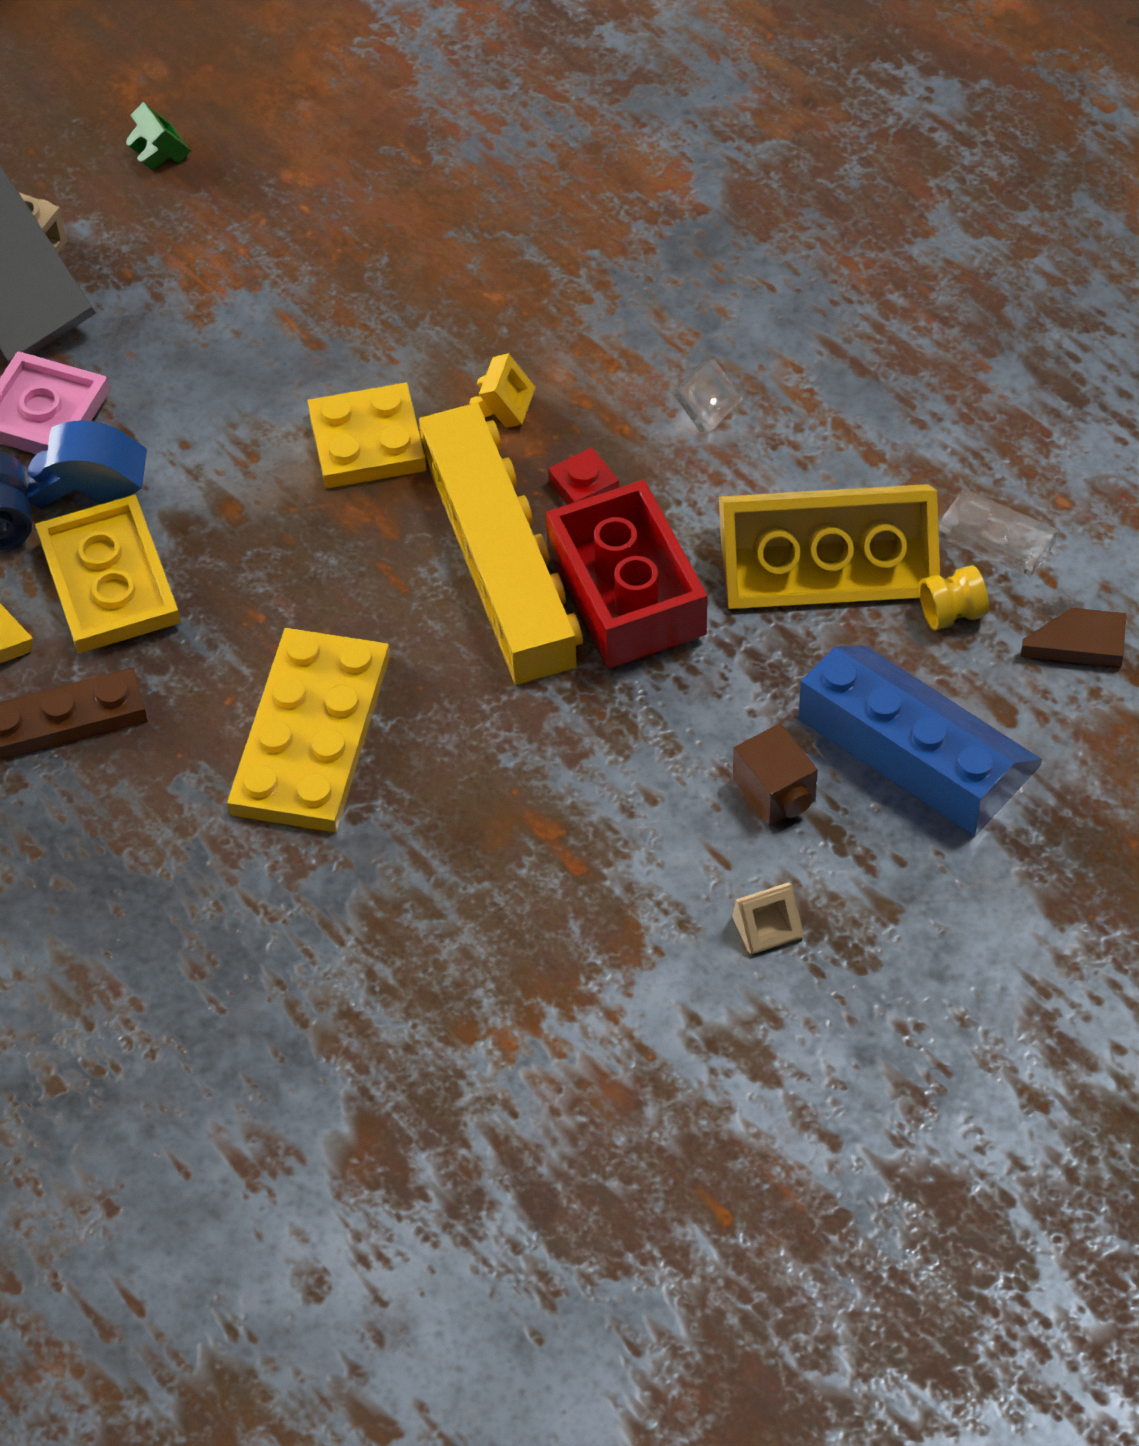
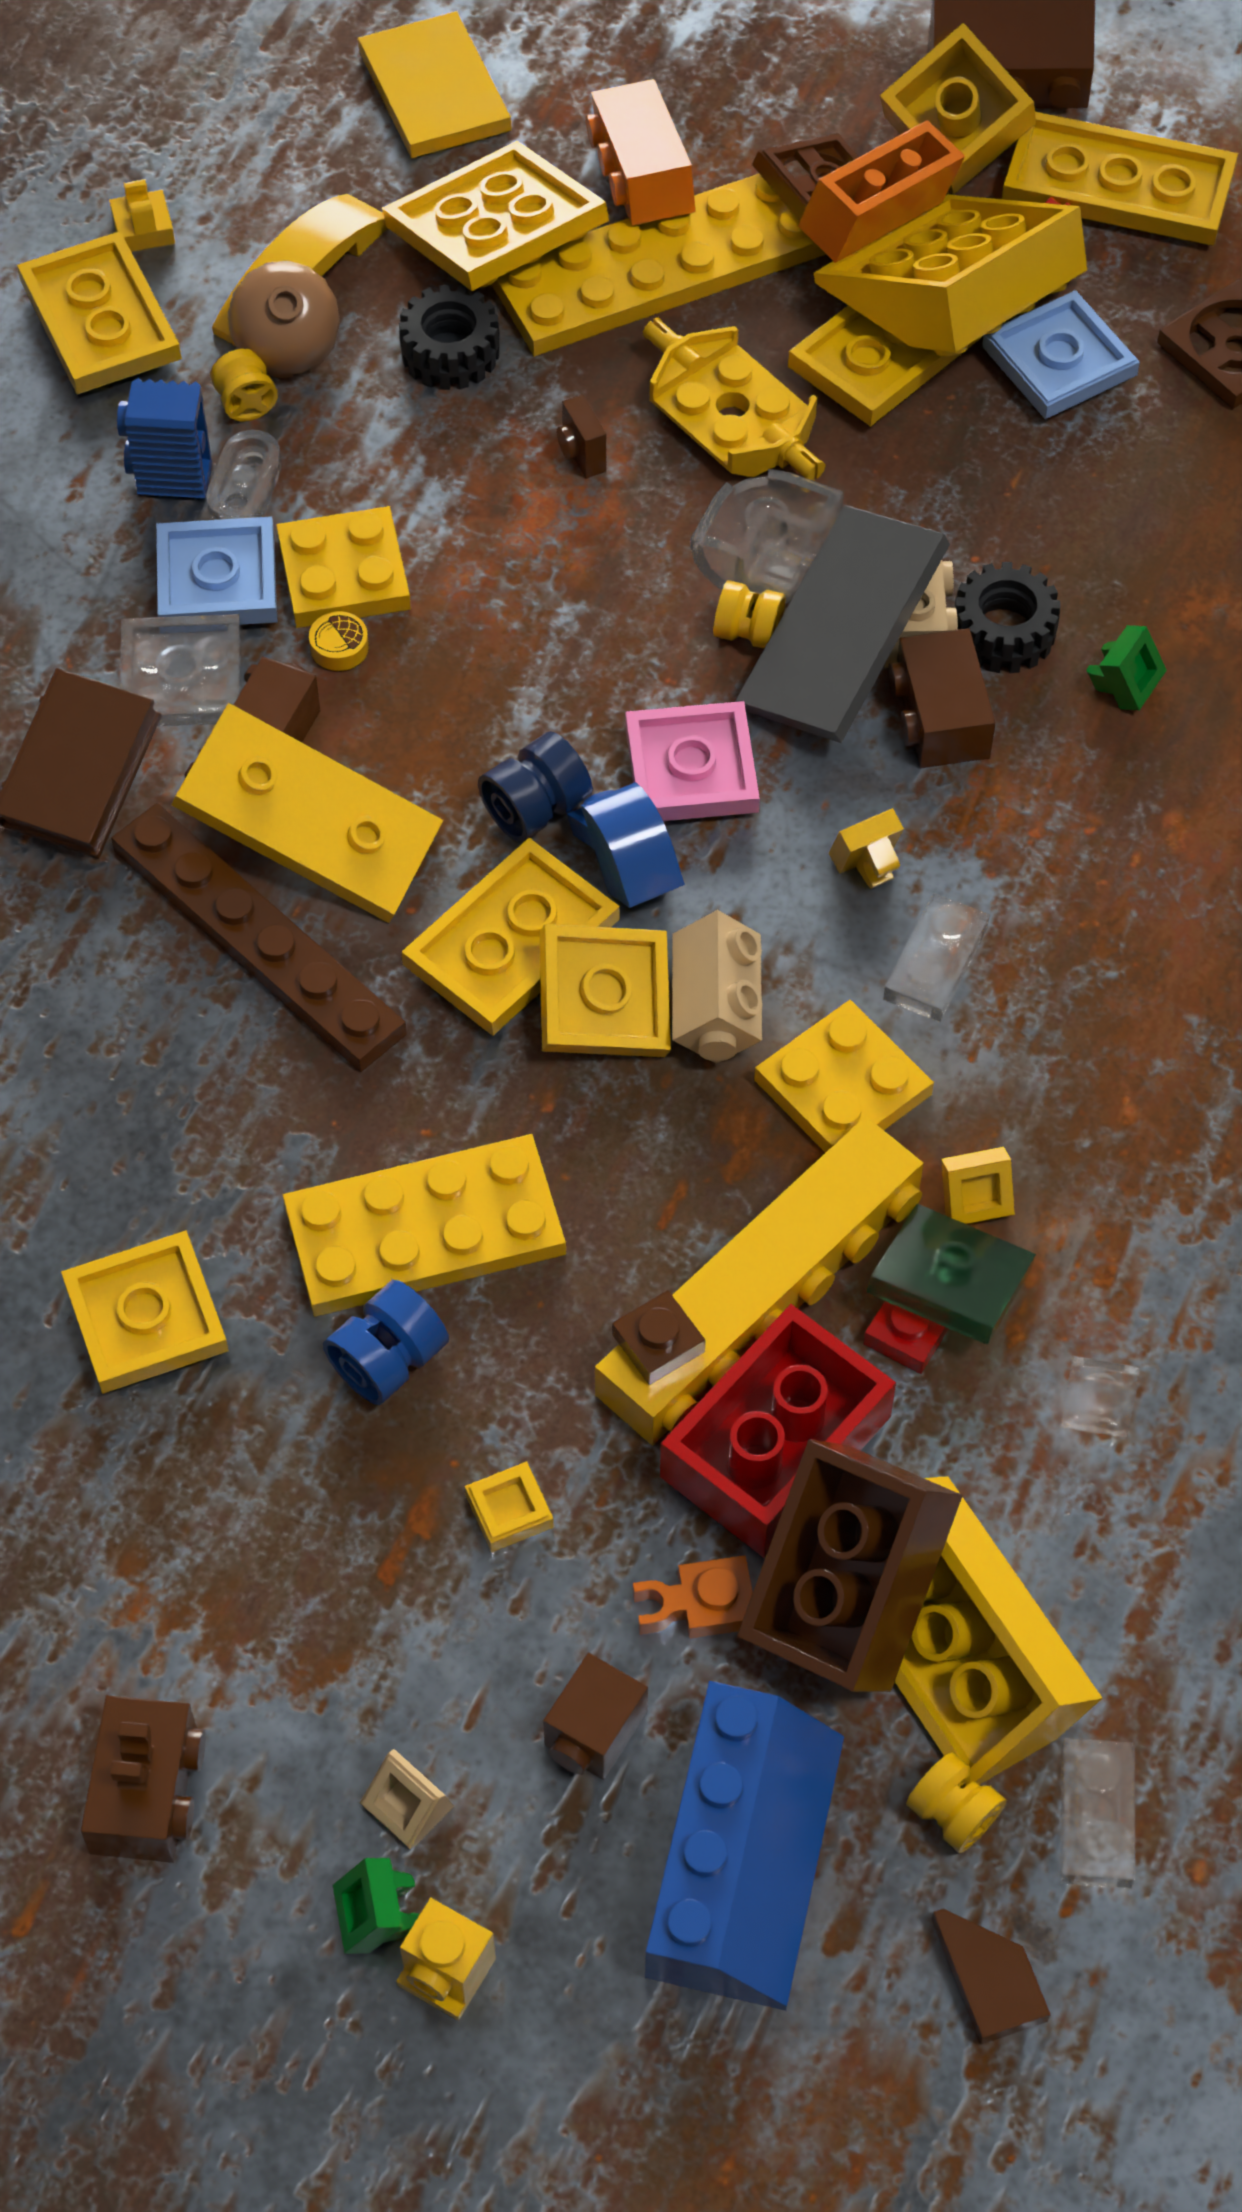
camera: 60 degrees right, 5 degrees up
(63, 163) = (1011, 591): none -> black tyre
(106, 241) = (942, 698): none -> reddish brown brick
(197, 335) = (869, 848): none -> yellow tile
(202, 530) = (604, 990): none -> yellow plate
(249, 464) = (716, 987): none -> tan brick
(266, 932) = (144, 1311): none -> yellow plate
(305, 342) = (936, 957): none -> clear plate
(402, 780) = (394, 1334): none -> blue wheel
(518, 601) = (658, 1337): none -> reddish brown plate
(565, 432) = (951, 1273): none -> clear green plate
(574, 768) = (509, 1507): none -> yellow tile
(660, 1078) = (141, 1779): none -> reddish brown brick
(716, 679) = (708, 1596): none -> orange plate
(769, 558) = (849, 1566): none -> reddish brown brick
(842, 969) = (370, 1906): none -> green tile
(908, 935) = (445, 1958): none -> yellow brick

